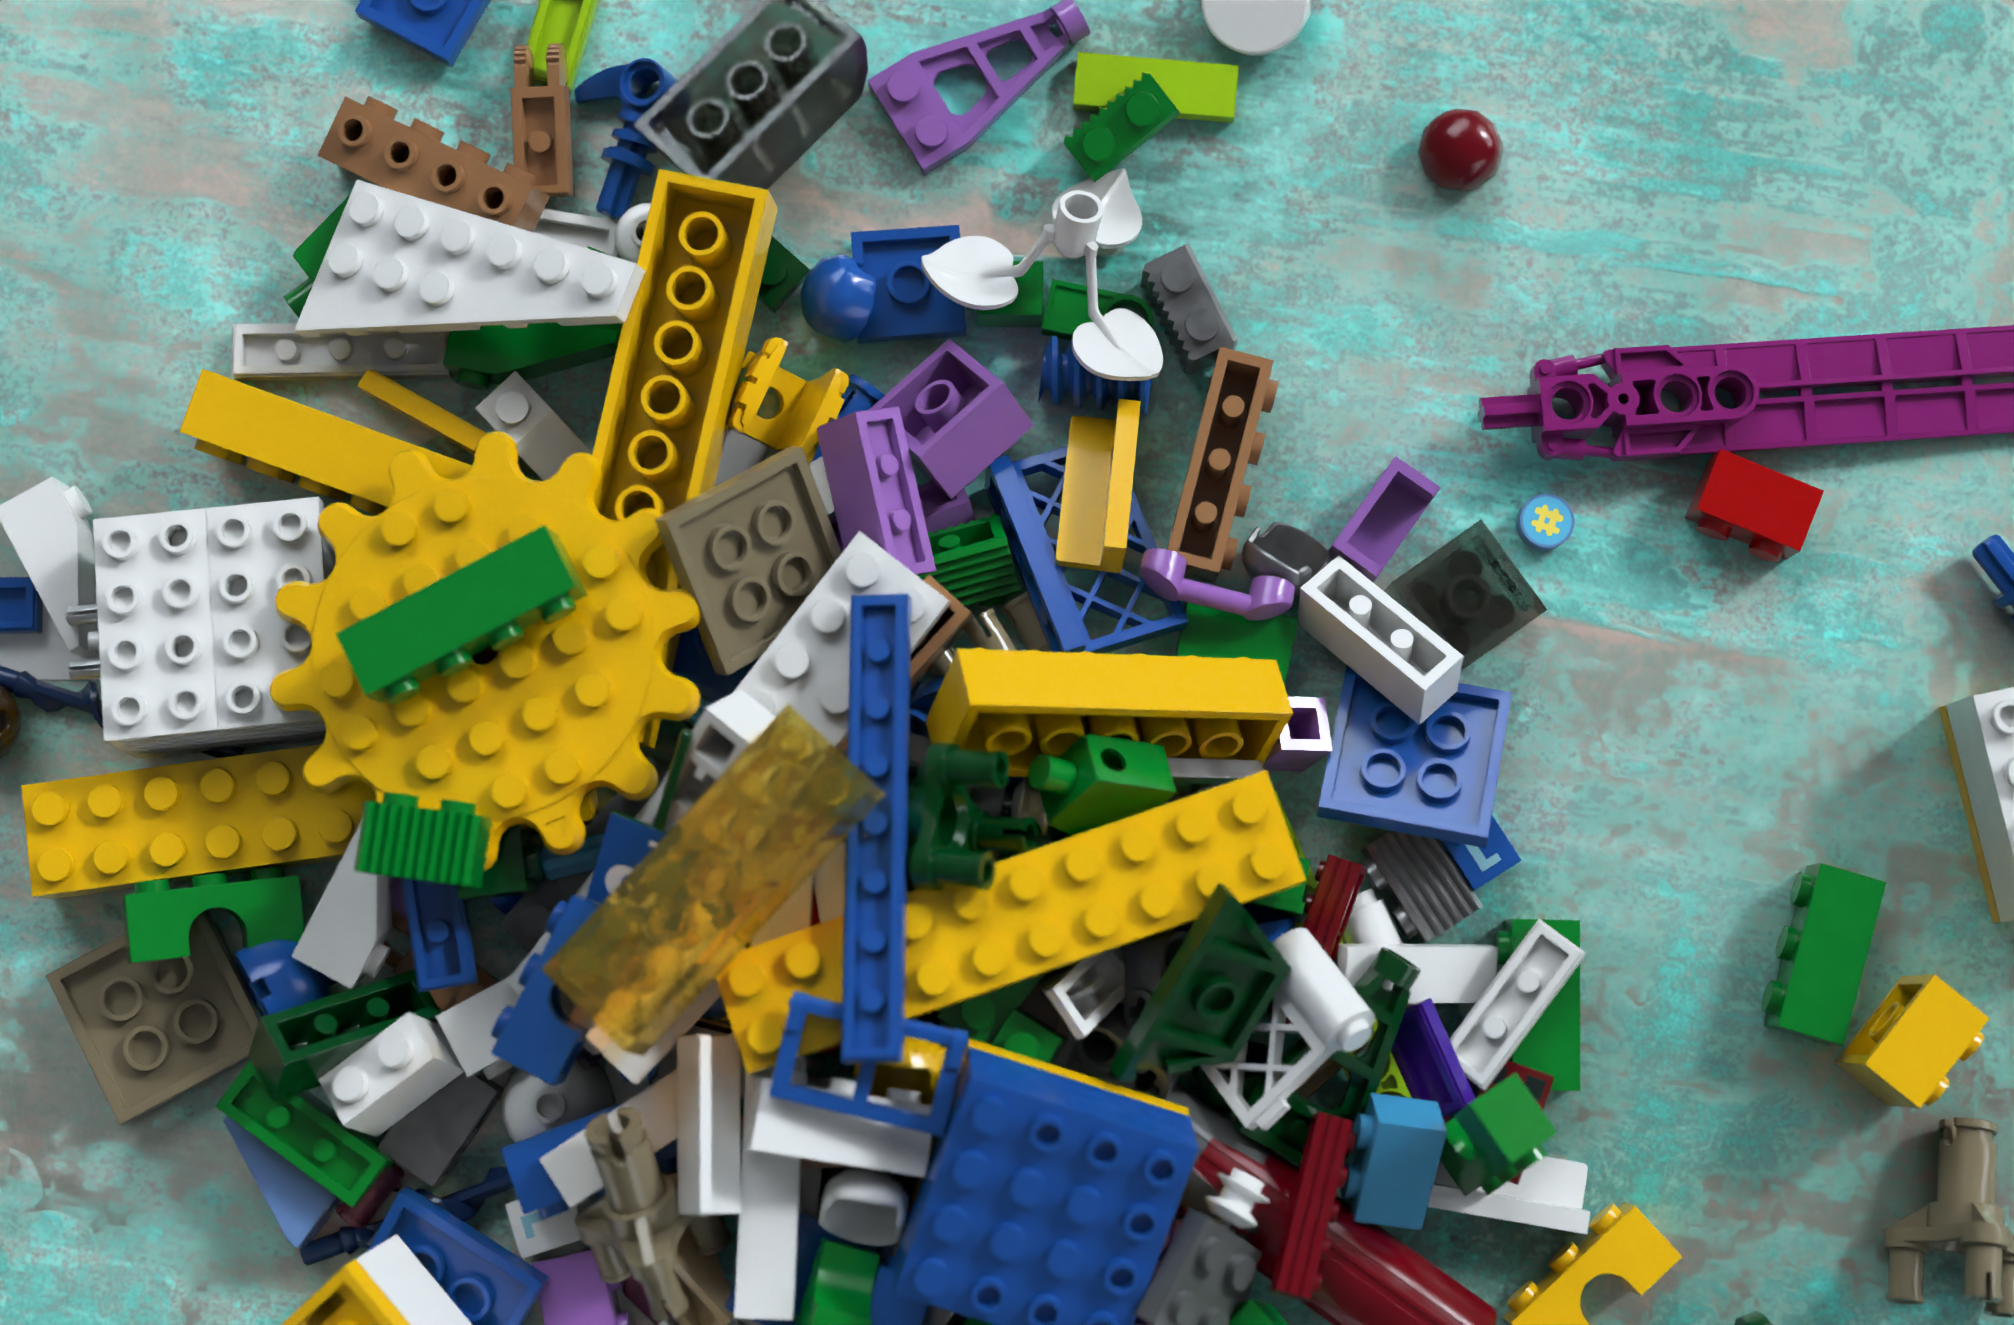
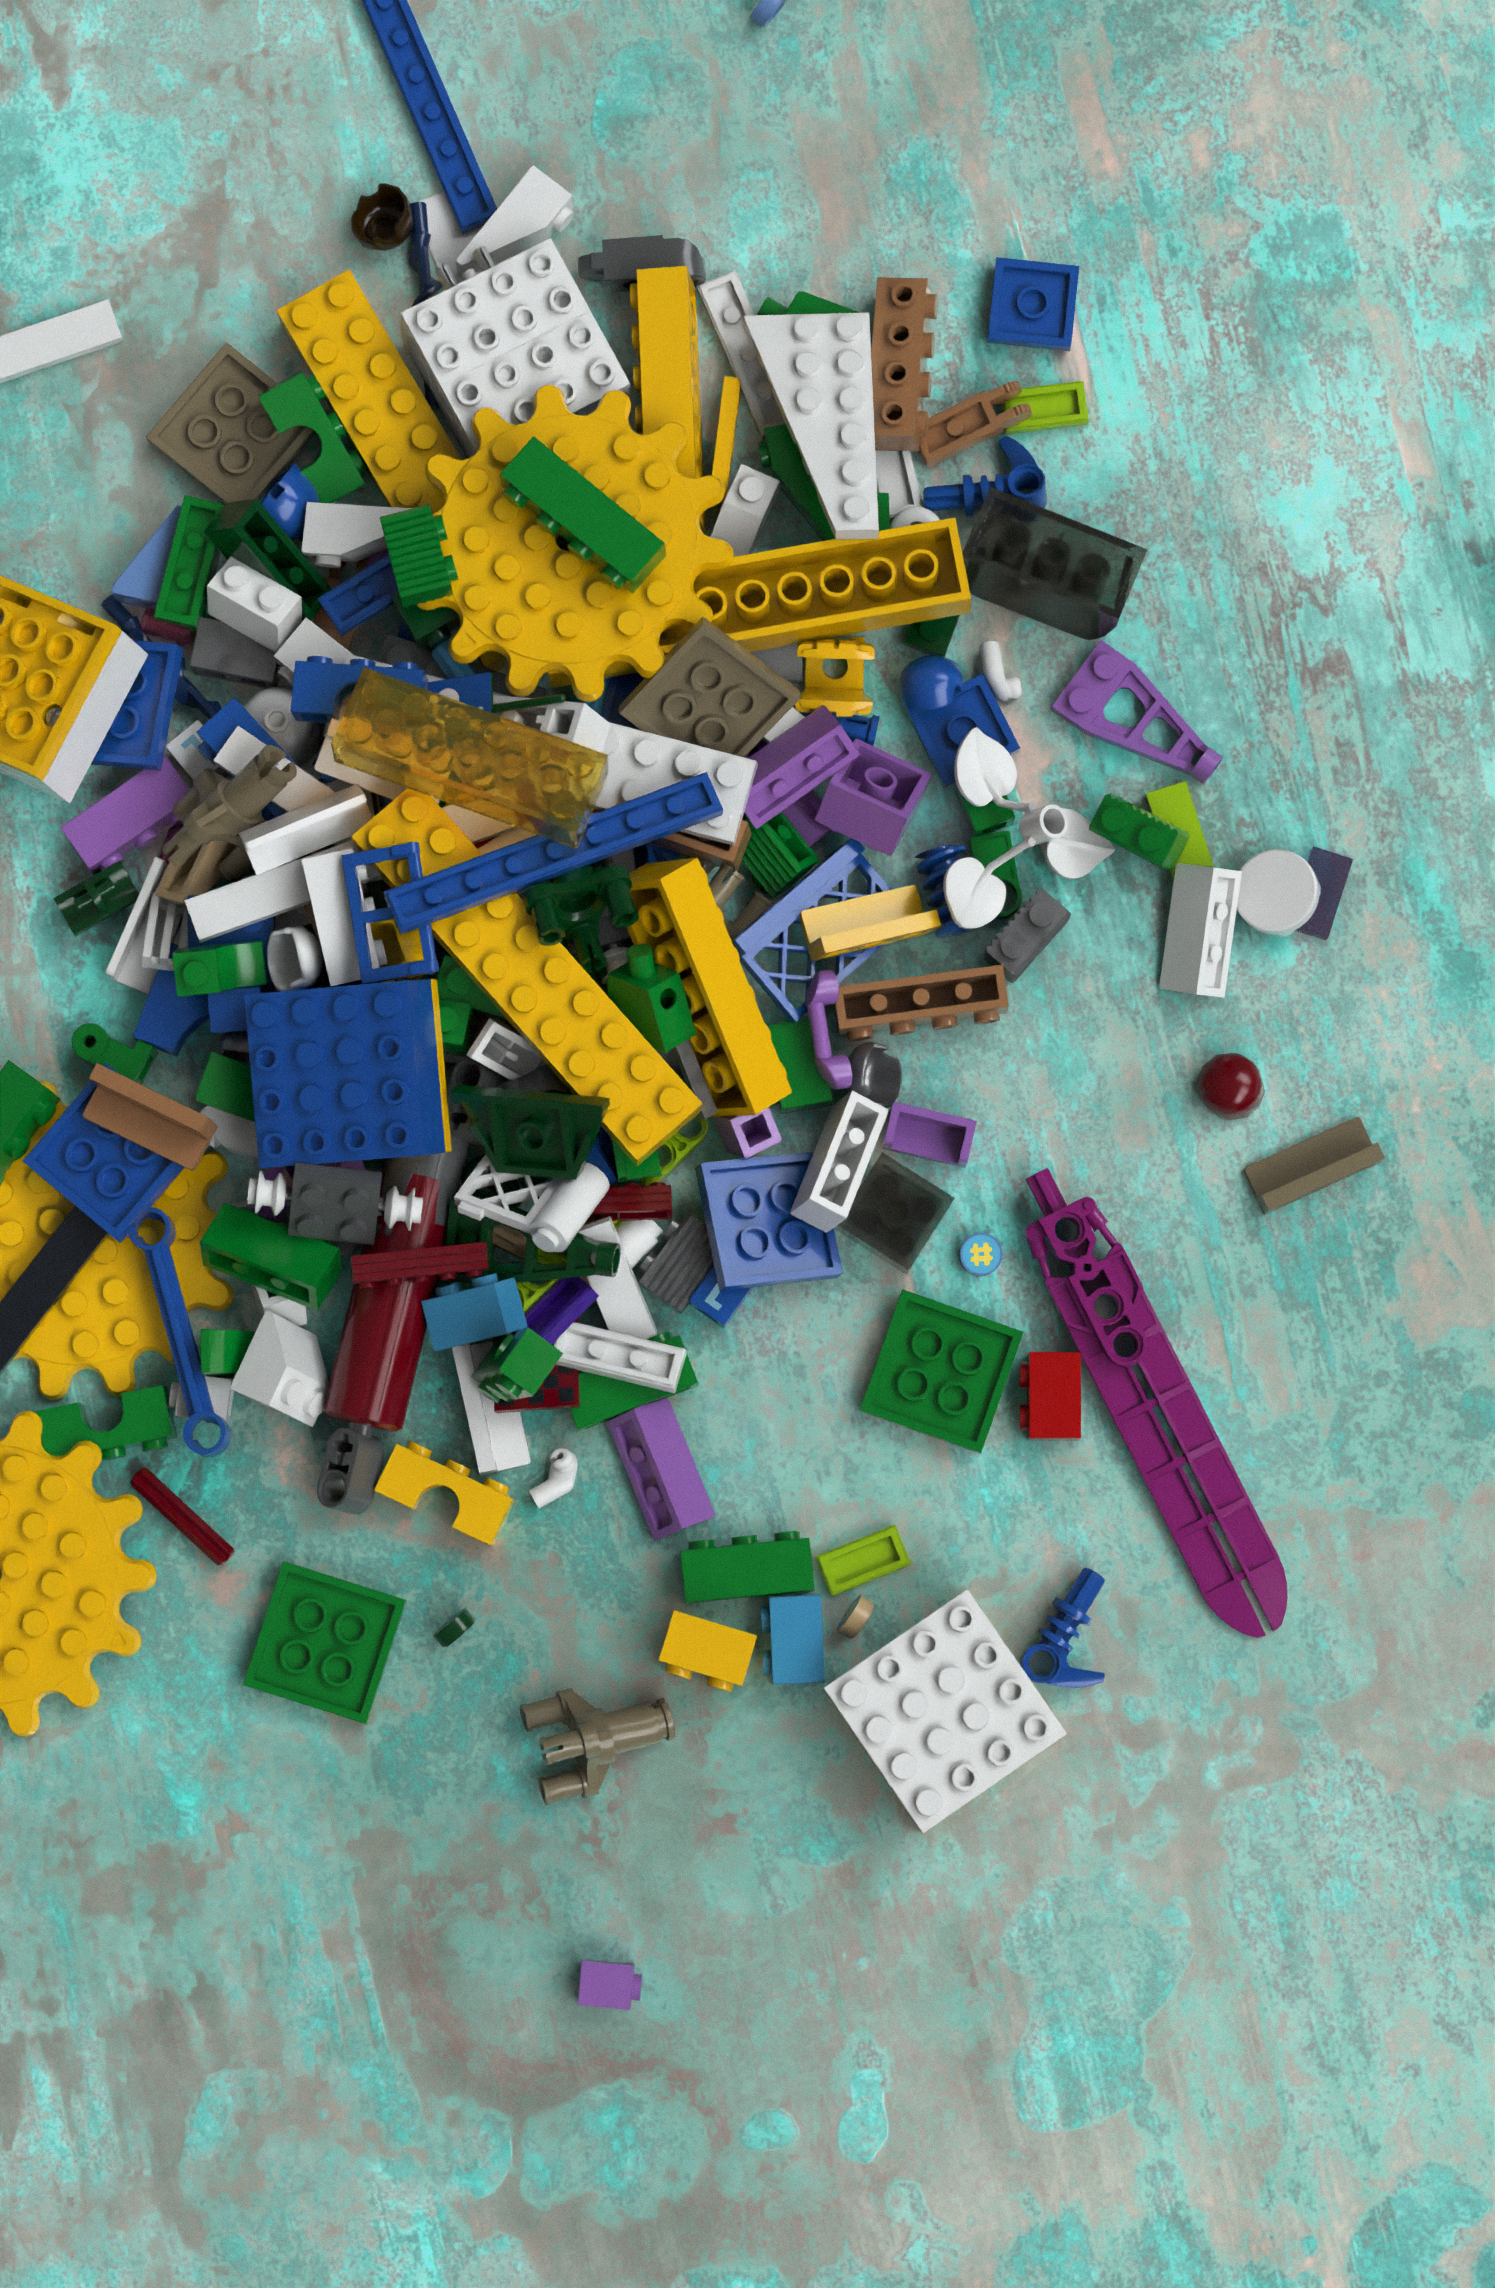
camera: 65 degrees right, 0 degrees up
(157, 444) = (625, 255): none -> dark grey piece
(853, 218) = (994, 672): none -> white arm
(1264, 107) = (1200, 930): none -> white panel
(1594, 94) = (1312, 1165): none -> dark tan panel
(1624, 1137) = (560, 1479): none -> white arm
(1662, 1008) = (660, 1468): none -> medium lavender panel
(1671, 625) = (941, 1371): none -> green plate
(1859, 811) = (863, 1560): none -> lime tile
(1929, 847) = (855, 1617): none -> tan tile
(1934, 932) = (795, 1640): none -> dark azure brick

